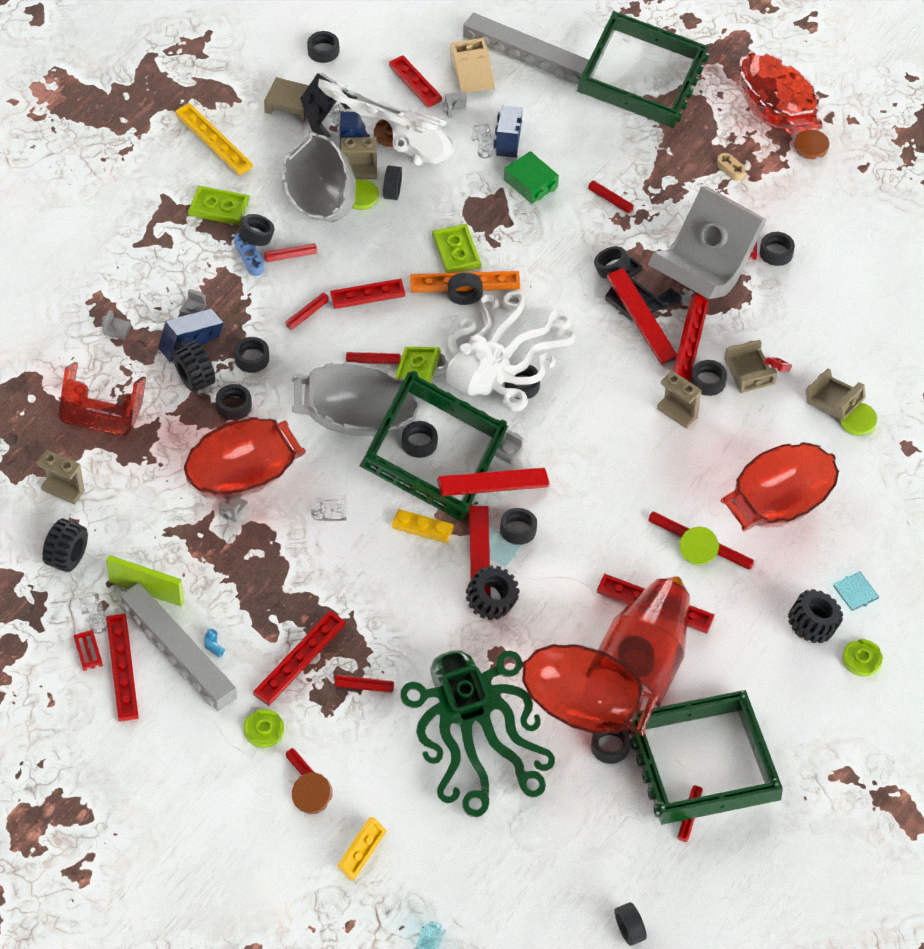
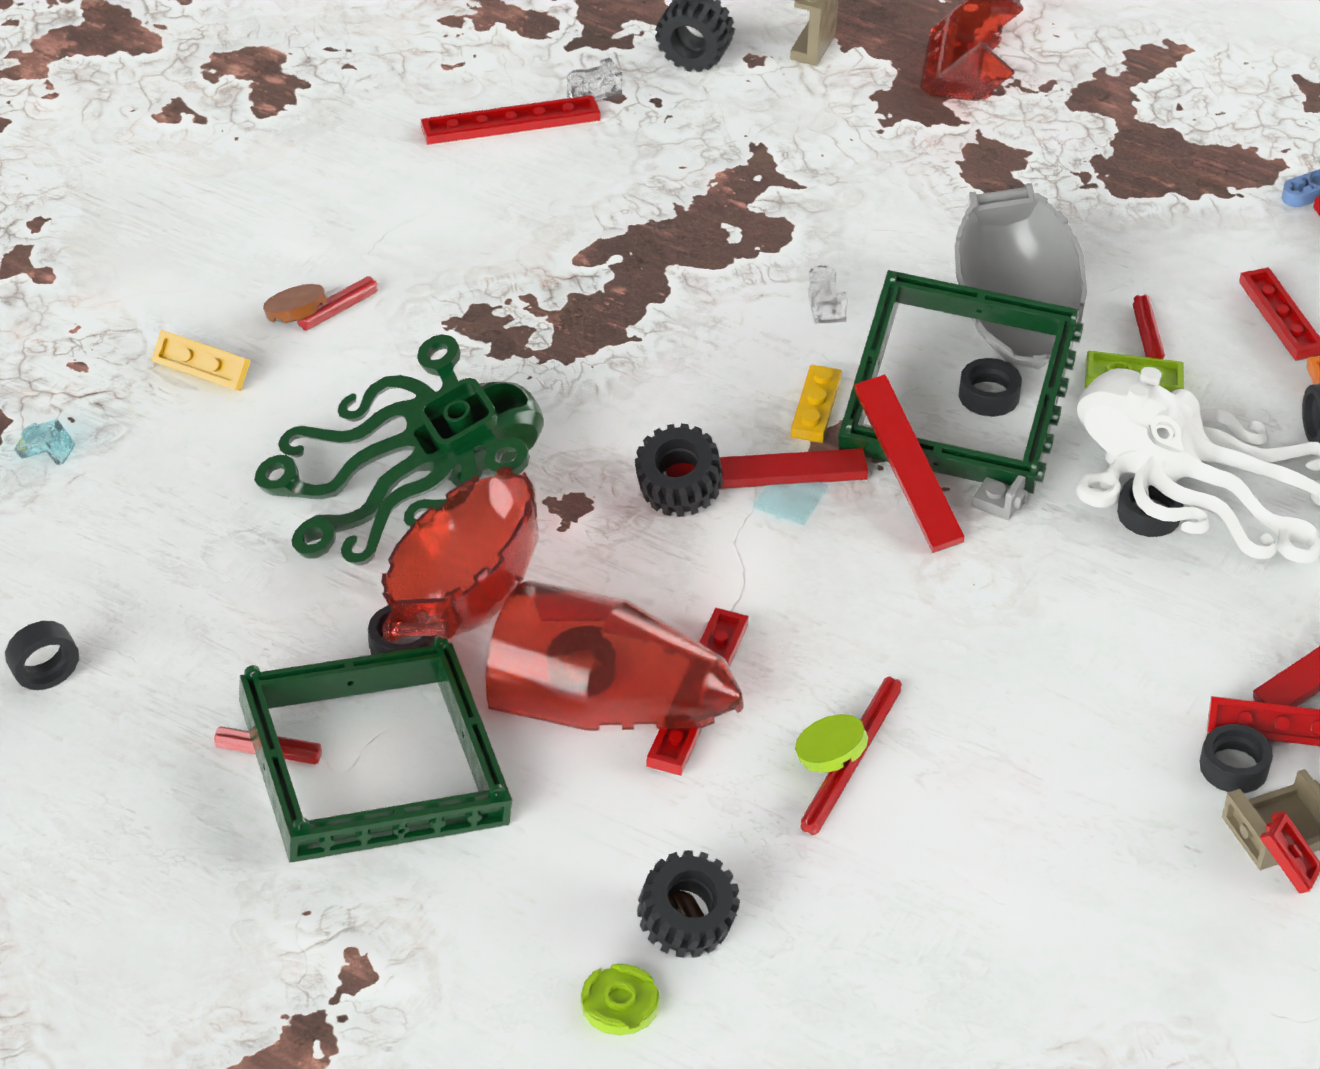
camera: 85 degrees right, 10 degrees down
(91, 663) = (535, 87): red tile -> none
(115, 327) = (1125, 61): light grey bracket -> none
(156, 583) = (648, 112): lime tile -> none
(178, 646) = (543, 161): light grey brick -> none
(193, 327) = (1128, 125): dark blue wedge -> none
(194, 366) = (1053, 124): black tyre -> none
(195, 303) = (1190, 136): light grey bracket -> none
(210, 642) = (559, 196): dark azure arm -> none
(233, 413) = (1009, 170): black tyre -> none
(233, 508) = (807, 200): light grey bracket -> none
(241, 458) = (877, 168): clear red windscreen -> none
(251, 365) = (1110, 210): black tyre -> none
(264, 728) = (414, 258): lime tile -> none
(299, 658) = (540, 281): red plate -> none
(307, 311) = (1220, 250): red axle -> none
(364, 683) = (501, 350): red axle -> none
(518, 537) = (834, 489): black tyre -> none
(680, 399) = (1161, 681): dark tan panel -> none
(782, 485) = (968, 830): clear red windscreen -> none
(834, 395) = (1246, 948): dark tan panel -> none
(856, 591) = (777, 993): clear light blue piece -> none
(860, 420) = (1204, 998): lime tile -> none

